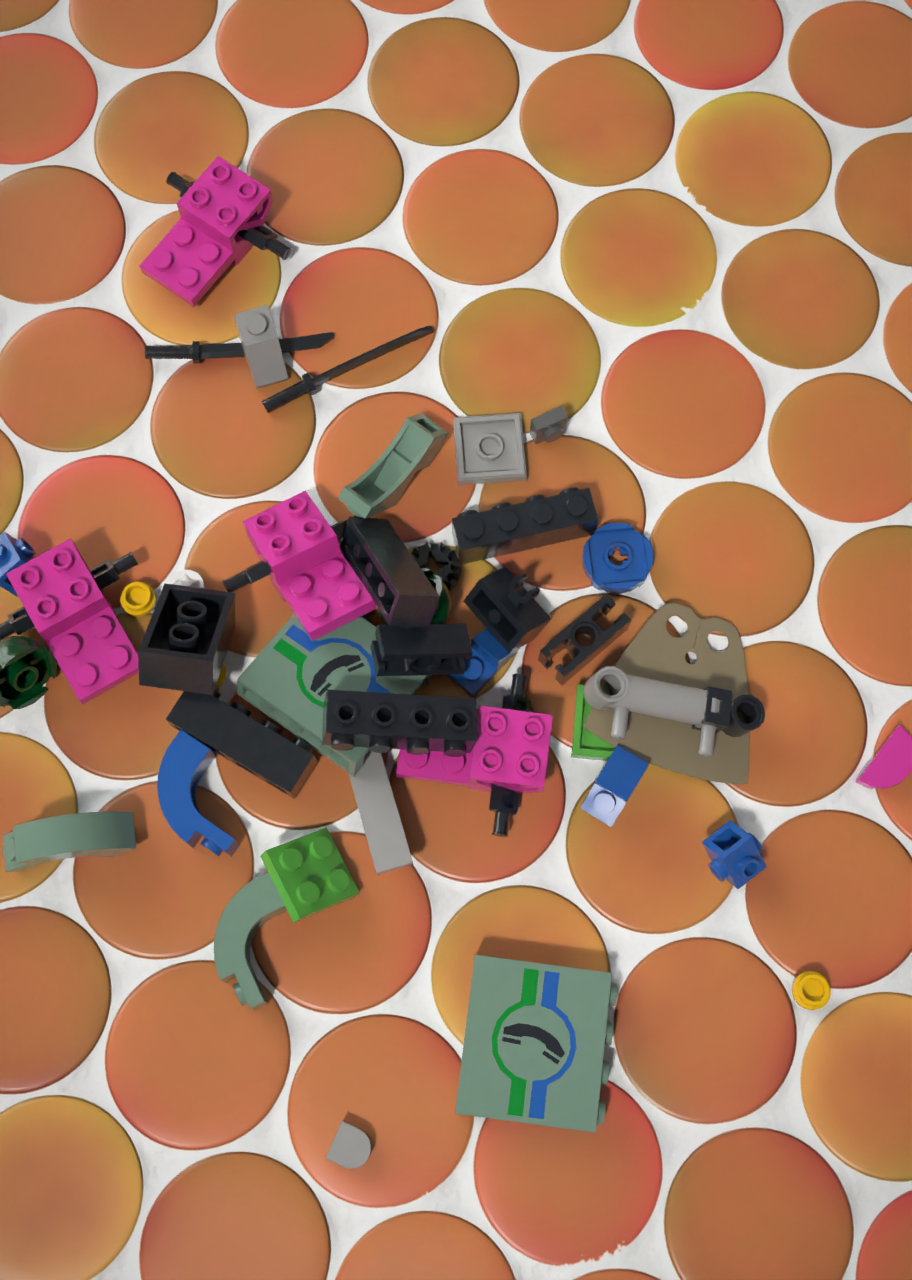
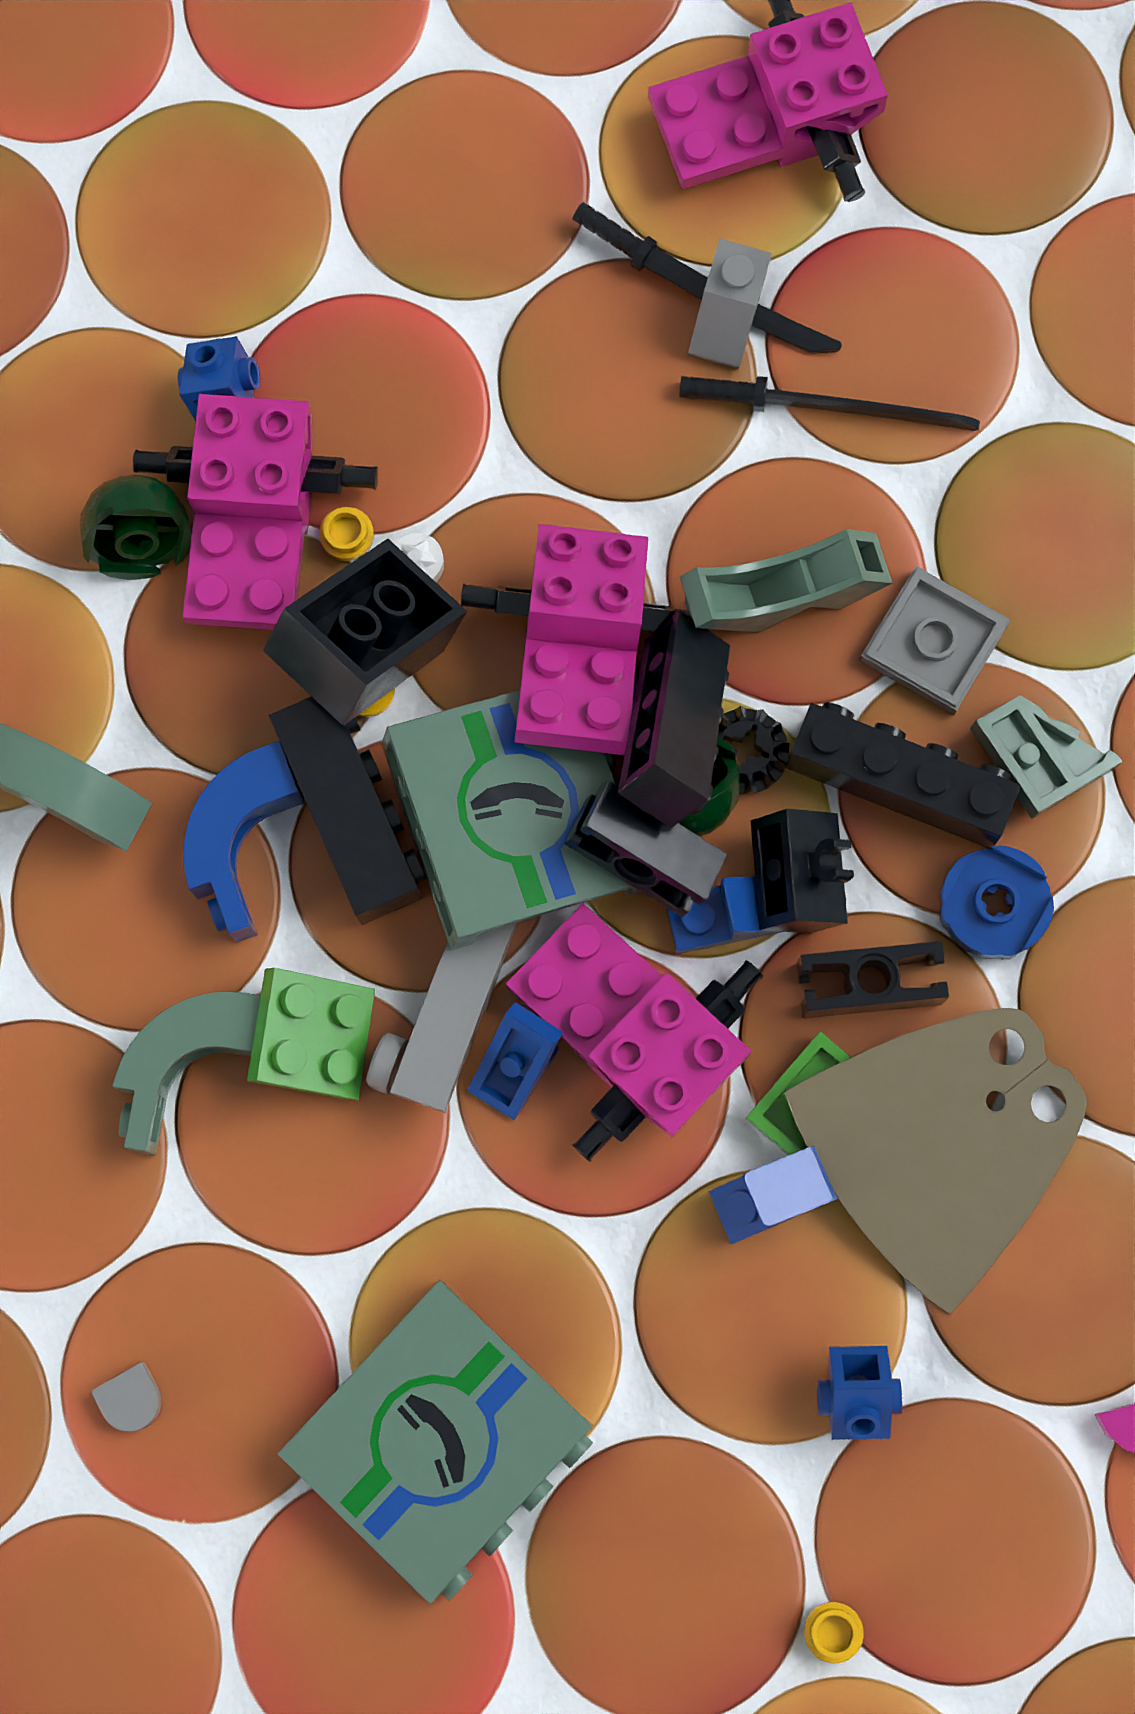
camera: 40 degrees right, 5 degrees up
(361, 862) = (386, 1062): none -> light grey tile
(399, 722) = (548, 924): black brick -> none
(430, 811) = (515, 1061): none -> blue slope
(549, 425) = (1034, 663): dark grey plate -> none
(584, 468) = (1040, 754): none -> sand green wing
(705, 709) = (958, 1180): light grey piece -> none

